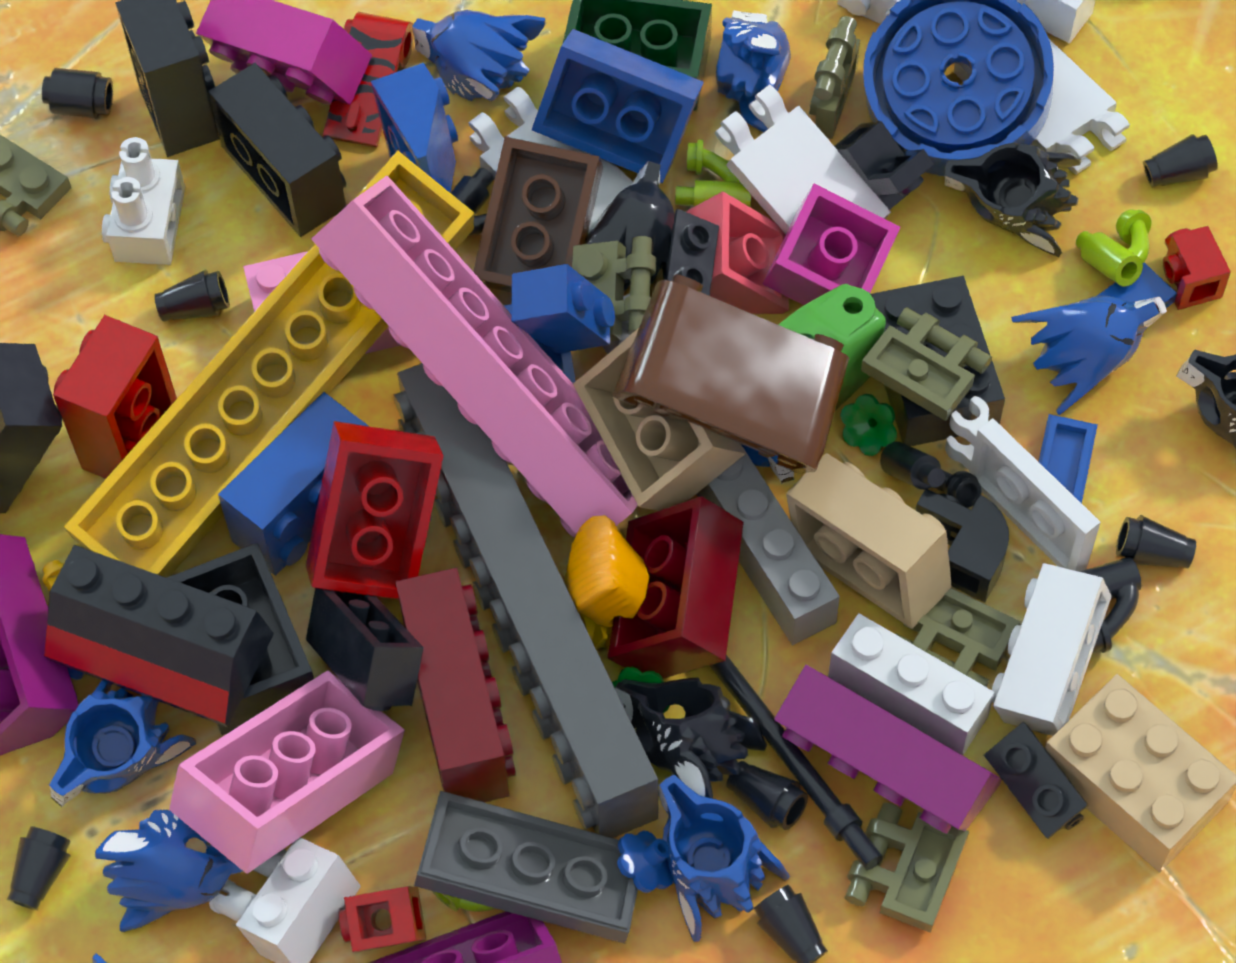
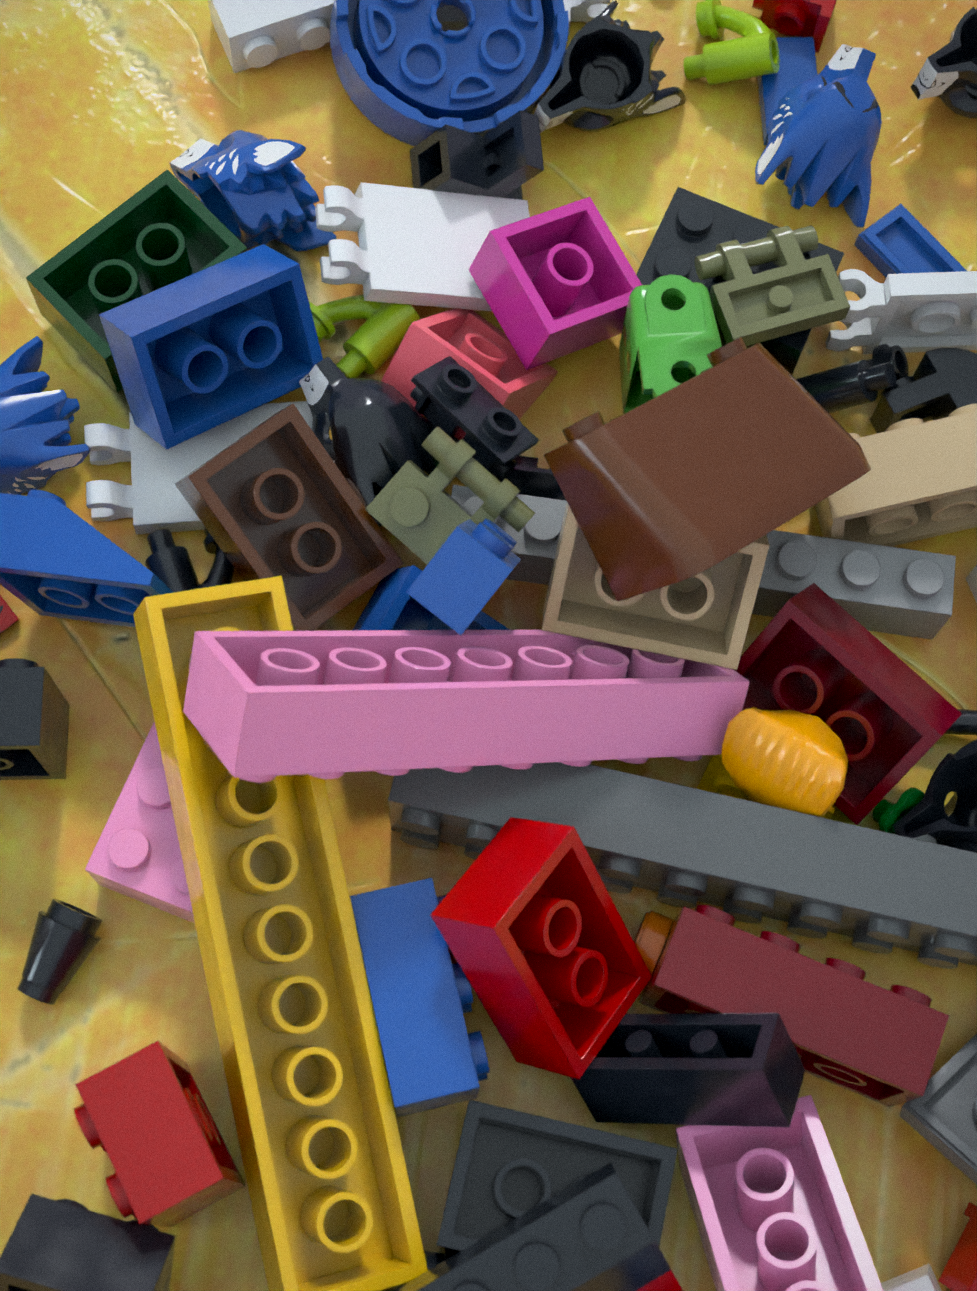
camera: 60 degrees left, 10 degrees up
(835, 76) = (340, 127): olive plate -> none

